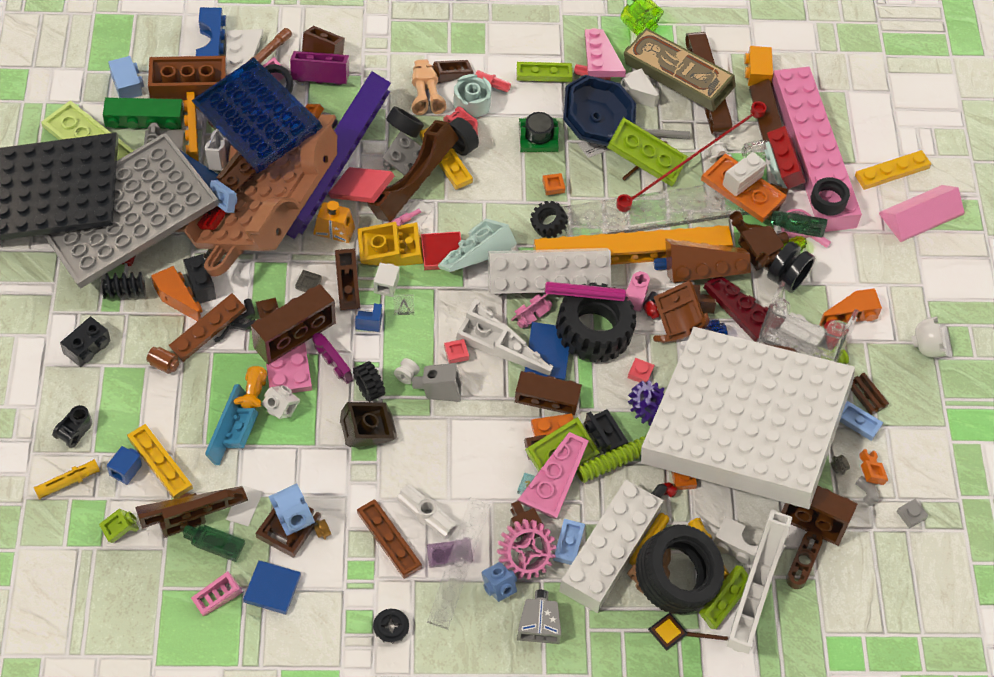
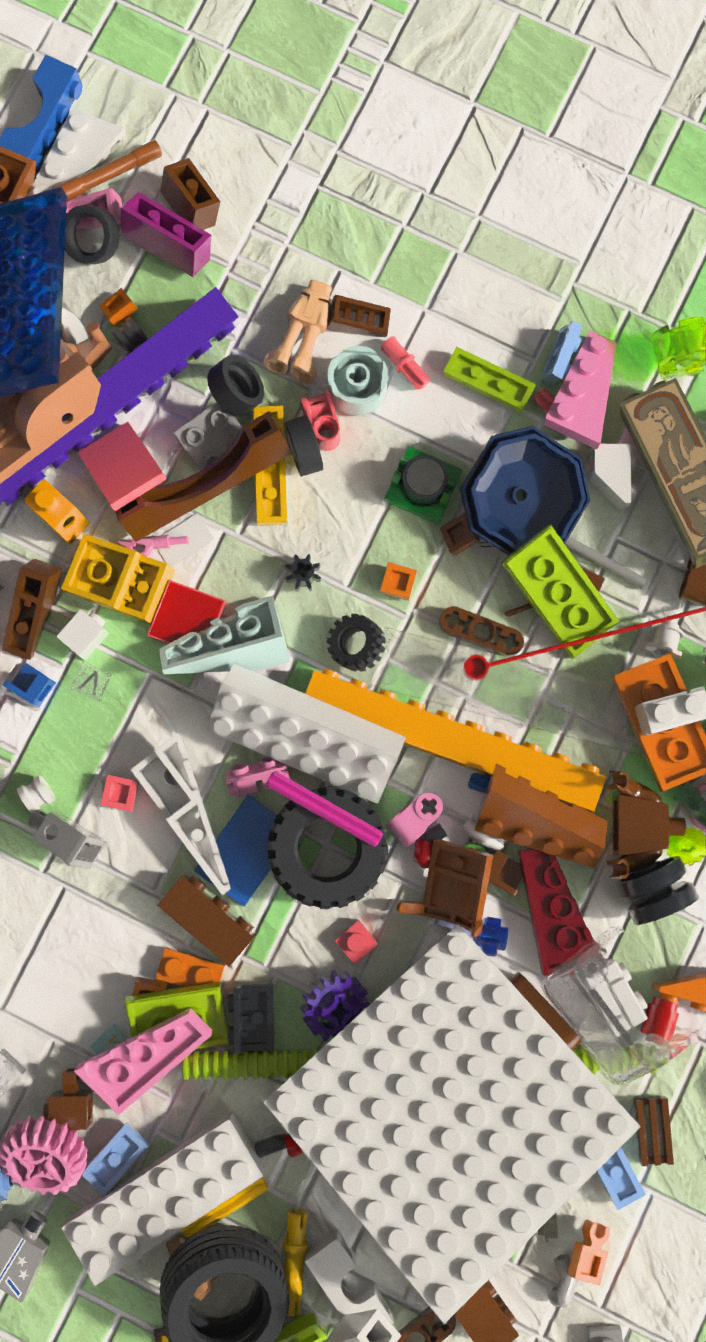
camera: 30 degrees right, 25 degrees up
(496, 200) = (298, 579): none -> black gear
(574, 148) = (458, 535): none -> reddish brown plate
(576, 44) = (564, 346): none -> light blue plate
(620, 185) = (499, 647): none -> reddish brown beam

